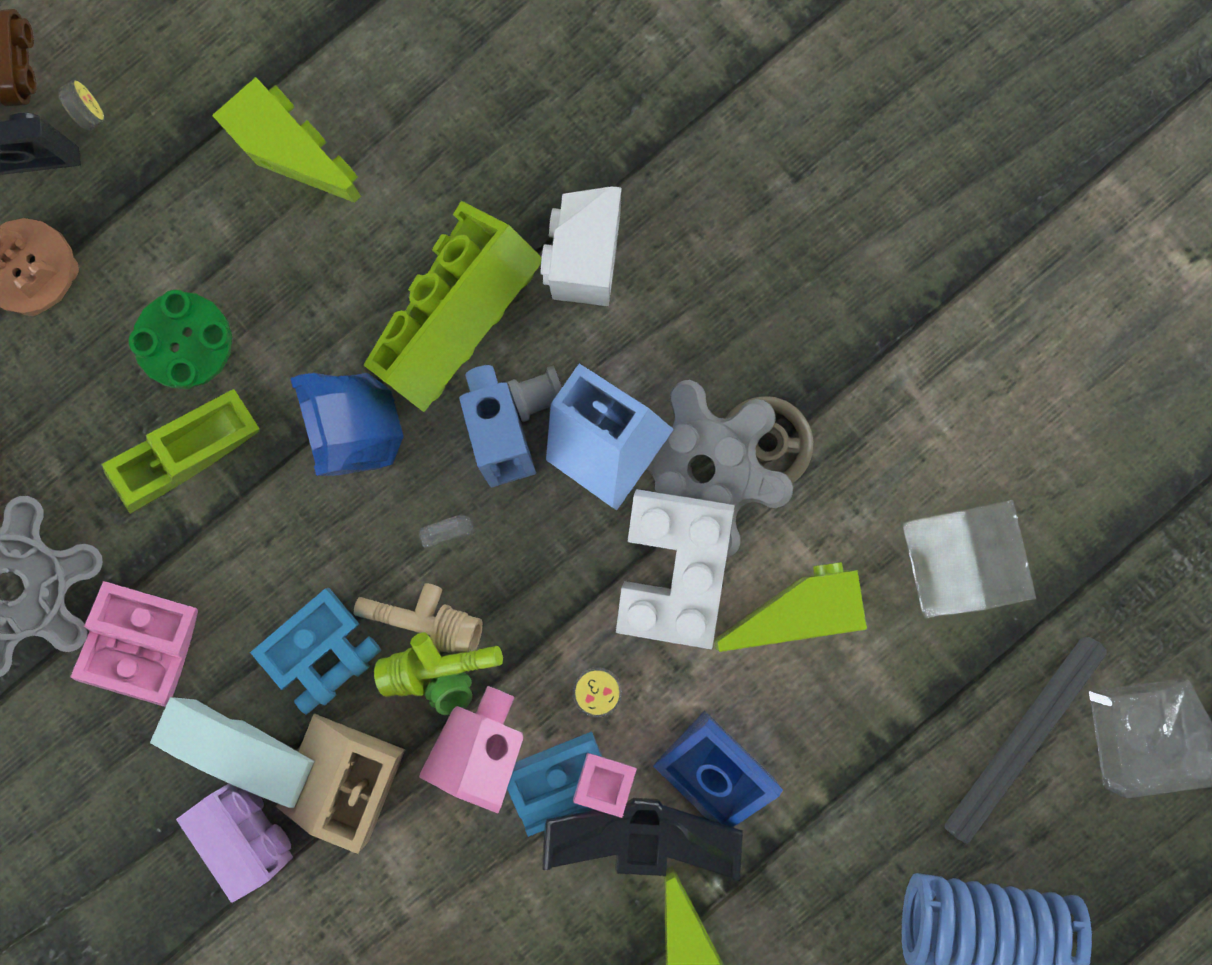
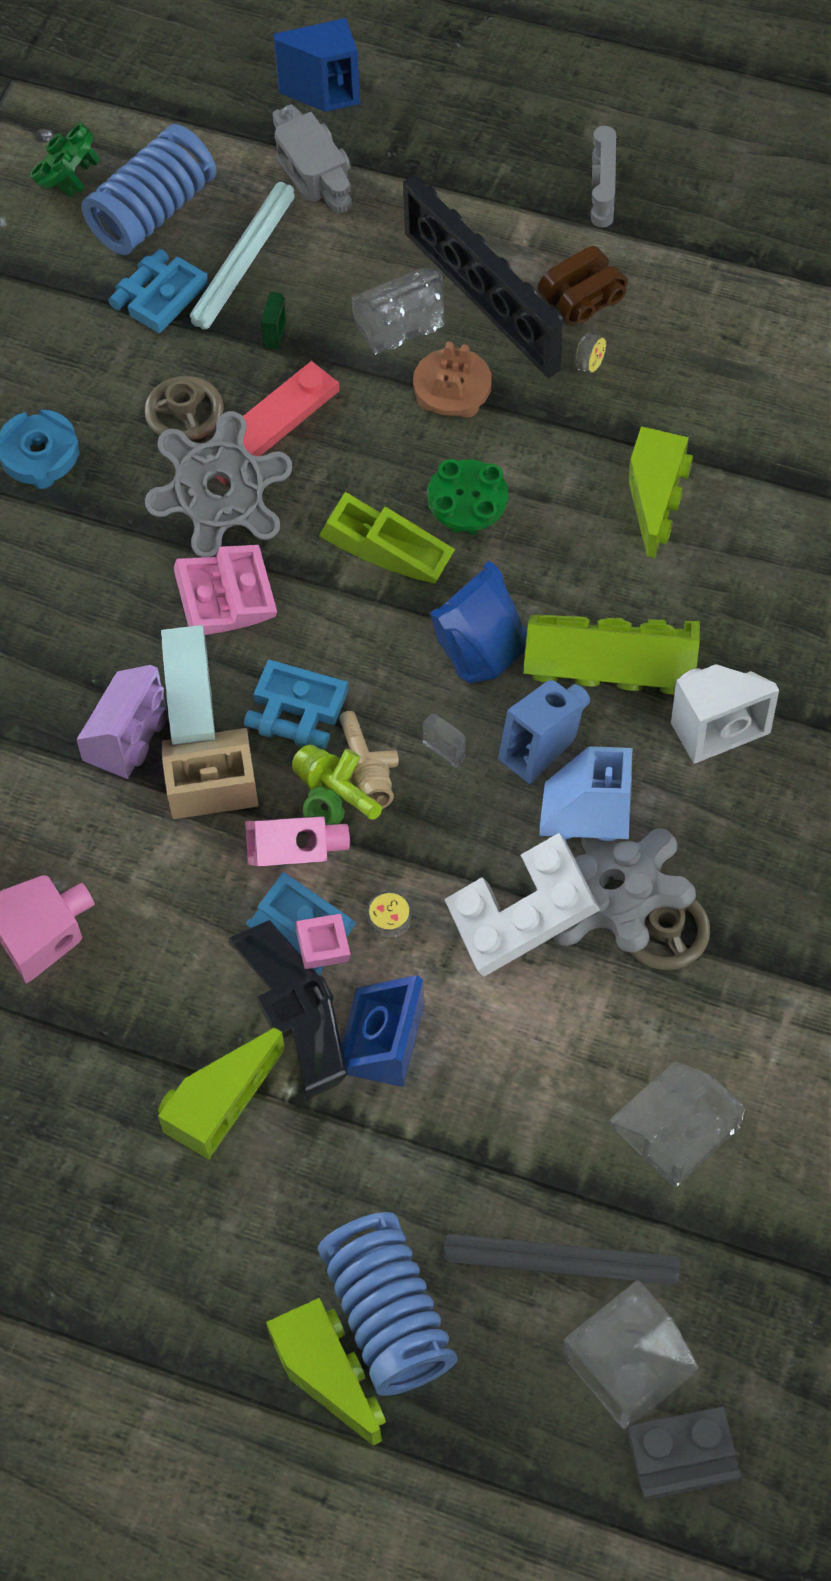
camera: 60 degrees right, 25 degrees down
(535, 393) = (584, 736): light grey bush -> none
(806, 609) = (553, 1021): lime slope -> none

